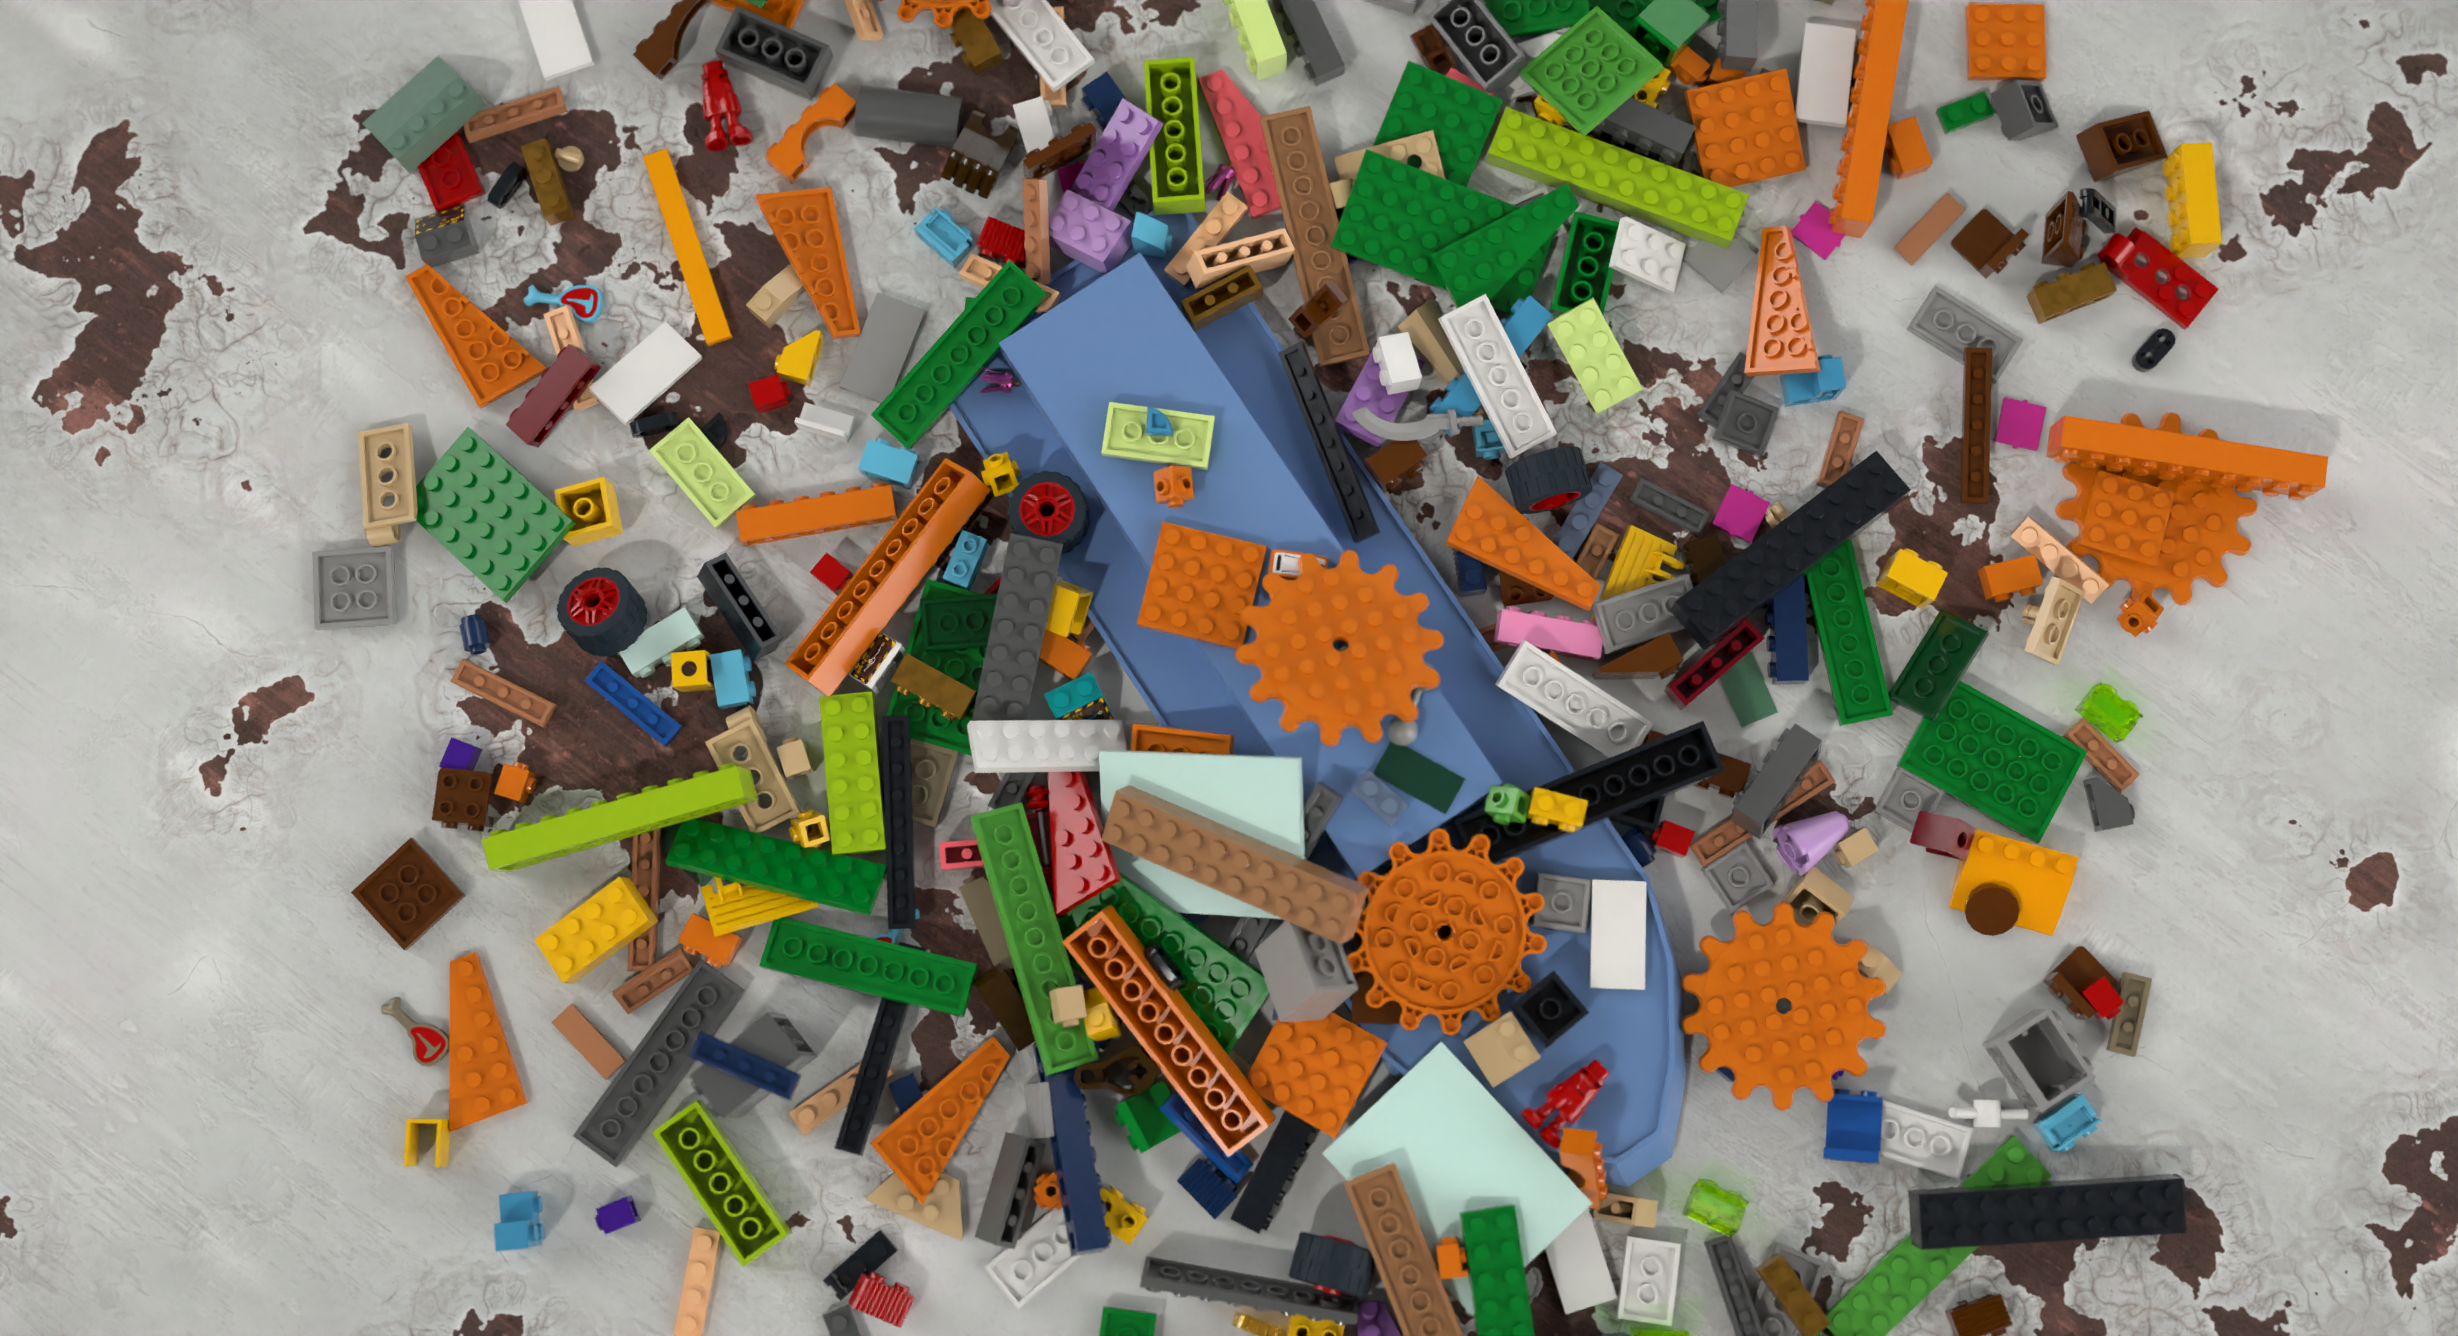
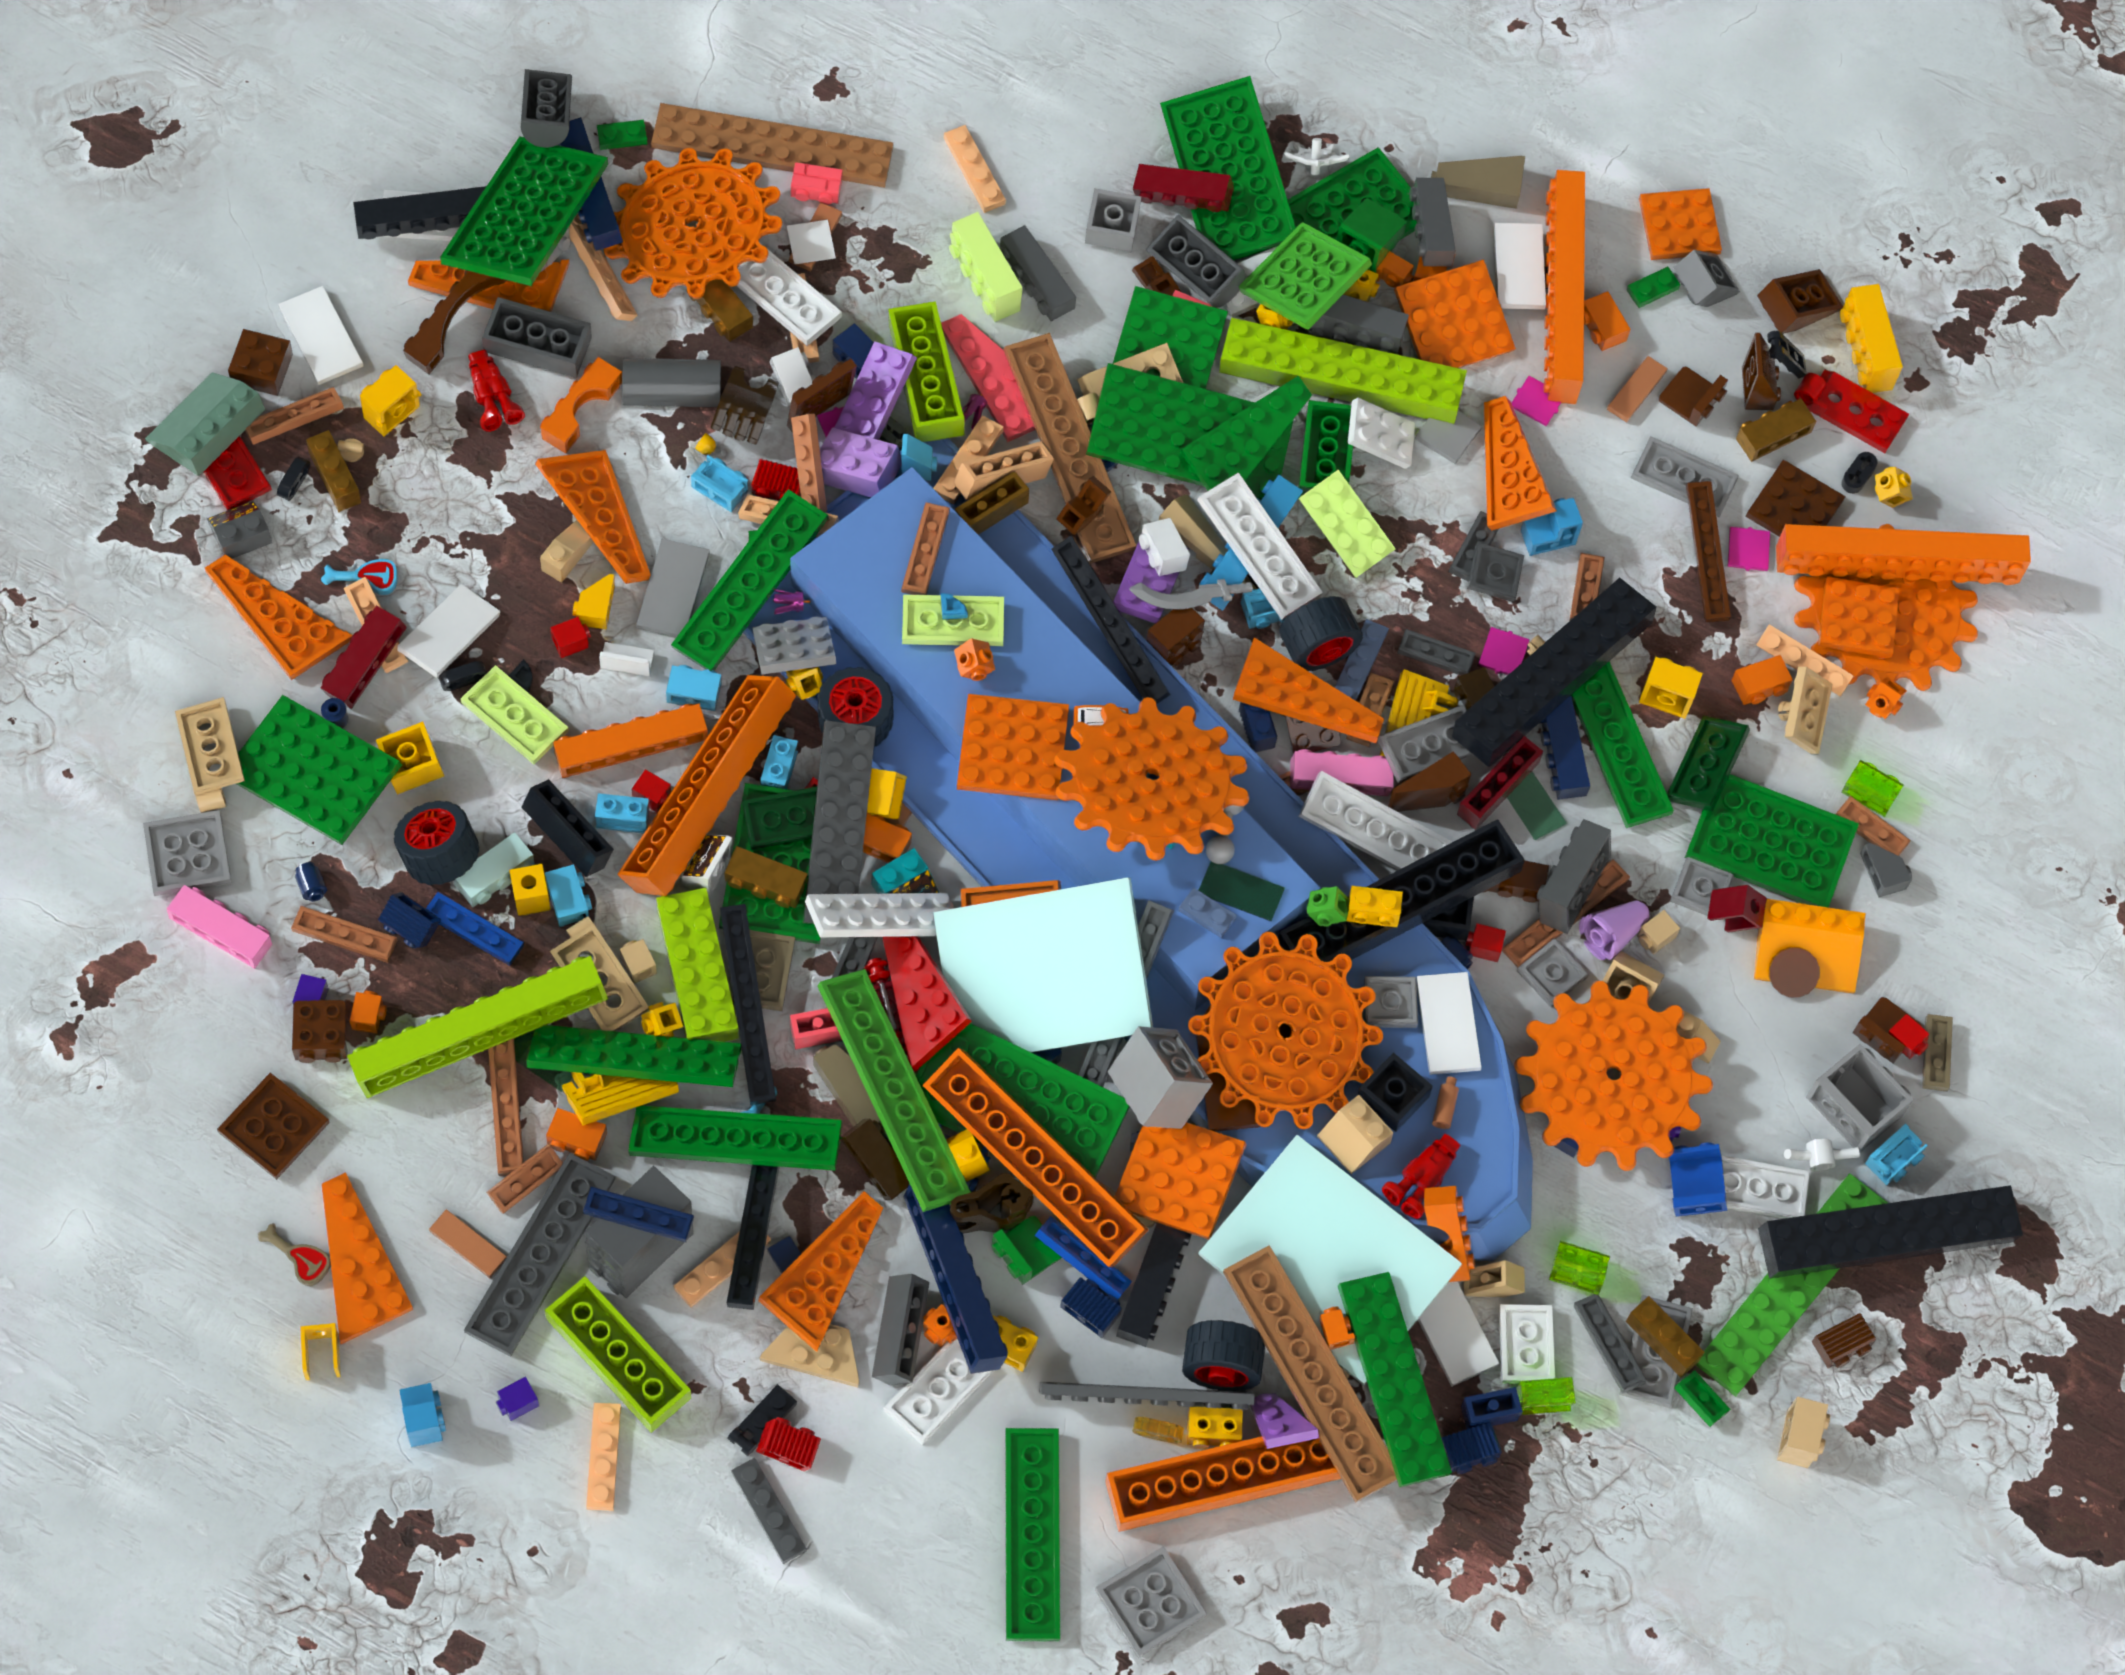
camera: 15 degrees left, 15 degrees down
(377, 672) = (220, 926): none -> bright pink brick
(486, 51) = (261, 361): none -> reddish brown brick
(523, 459) = (335, 712): none -> dark blue brick
(568, 689) = (409, 920): none -> dark blue brick
(596, 930) = (465, 1135): yellow brick -> none
(612, 109) = (389, 400): none -> yellow brick
(687, 247) = (474, 517): light orange tile -> none
(798, 595) = (622, 813): none -> medium azure hinge
(936, 191) = (706, 445): none -> yellow hinge
(994, 435) = (794, 645): none -> light grey plate
(1039, 1110) = (919, 1248): light grey tile -> none
(1068, 1005) = (936, 1141): tan brick -> none
(1141, 350) = (925, 549): none -> nougat tile
(1164, 966) = (1023, 1098): black beam -> none
(1235, 864) = (1079, 986): medium nougat brick -> none
(1601, 1025) = (1446, 1104): none -> nougat cylinder
(2078, 379) = (1794, 499): none -> reddish brown plate
(2188, 372) = (1893, 486): none -> yellow brick

